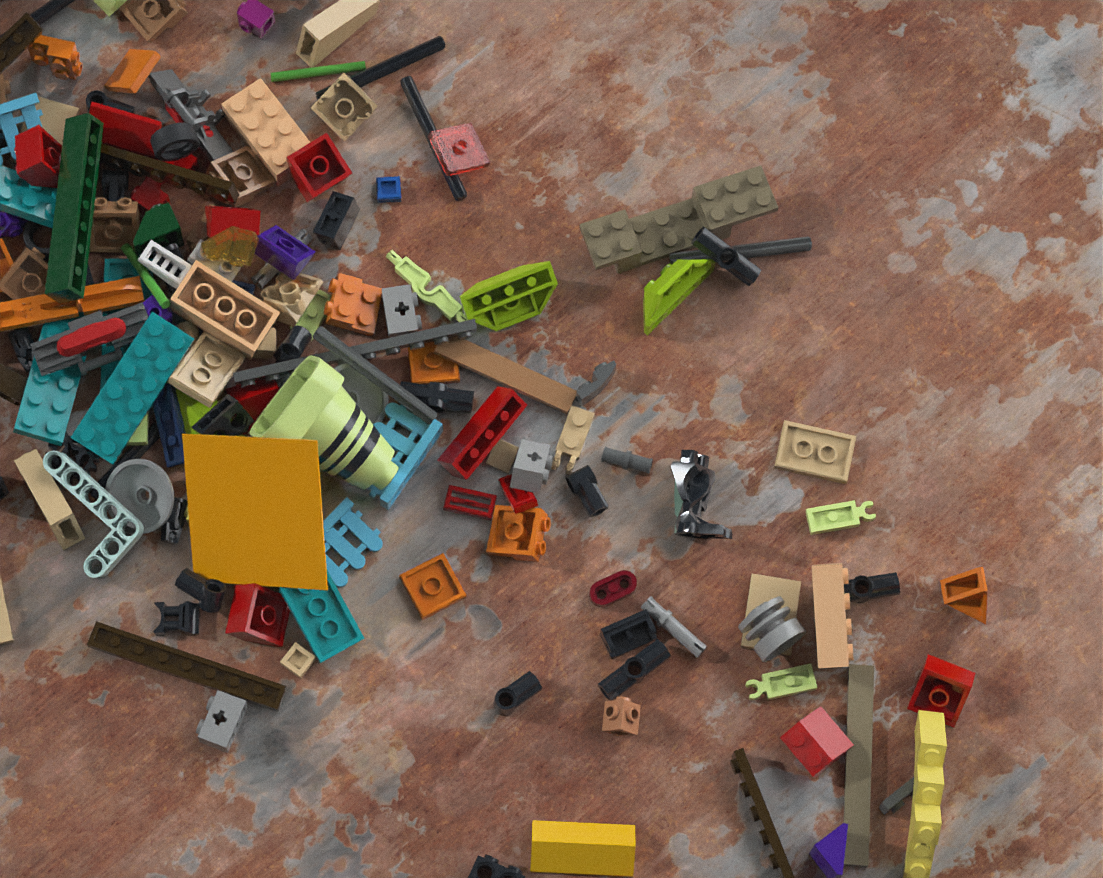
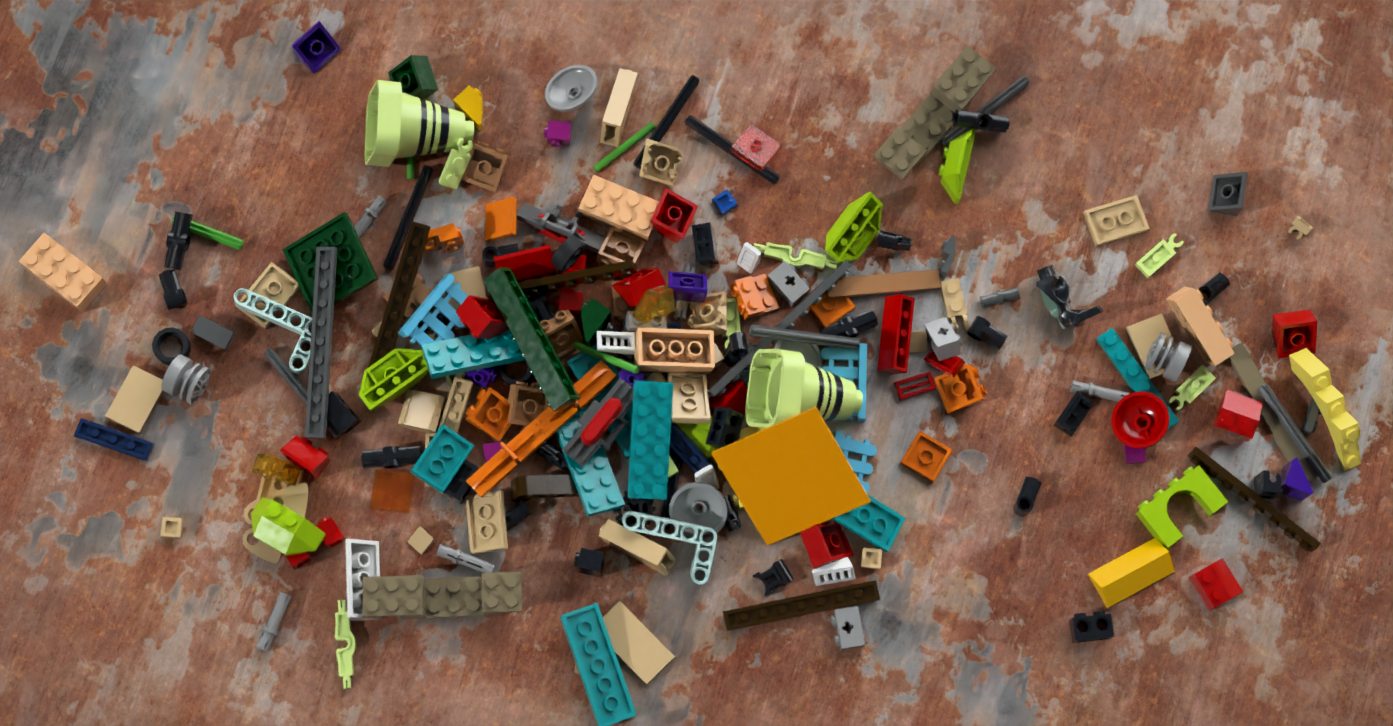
camera: 30 degrees left, 5 degrees up
(172, 464) = (708, 476): none -> white slope
(207, 592) = (784, 548): black piece -> none
(259, 649) = (840, 571): none -> white slope
(373, 260) = (749, 258): none -> white slope
(546, 332) = (893, 241): none -> black hinge
(612, 589) = (1044, 390): dark red plate -> none
(621, 717) = (1104, 471): nougat brick -> none
(622, 680) = (1088, 446): black piece -> none
(671, 718) = (1134, 455): none -> magenta tile
(689, 674) = (1134, 410): none -> red hat
(715, 788) = (1195, 484): none -> lime arch
(727, 639) = (1129, 367): none -> teal plate
(796, 843) = (1266, 488): none -> black hinge
(869, 798) = (1295, 433): none -> dark grey axle
(962, 492) = (1228, 193): none -> dark grey slope
(967, 593) = (1272, 259): orange slope -> none
(1026, 576) = (1301, 225): none -> tan tile

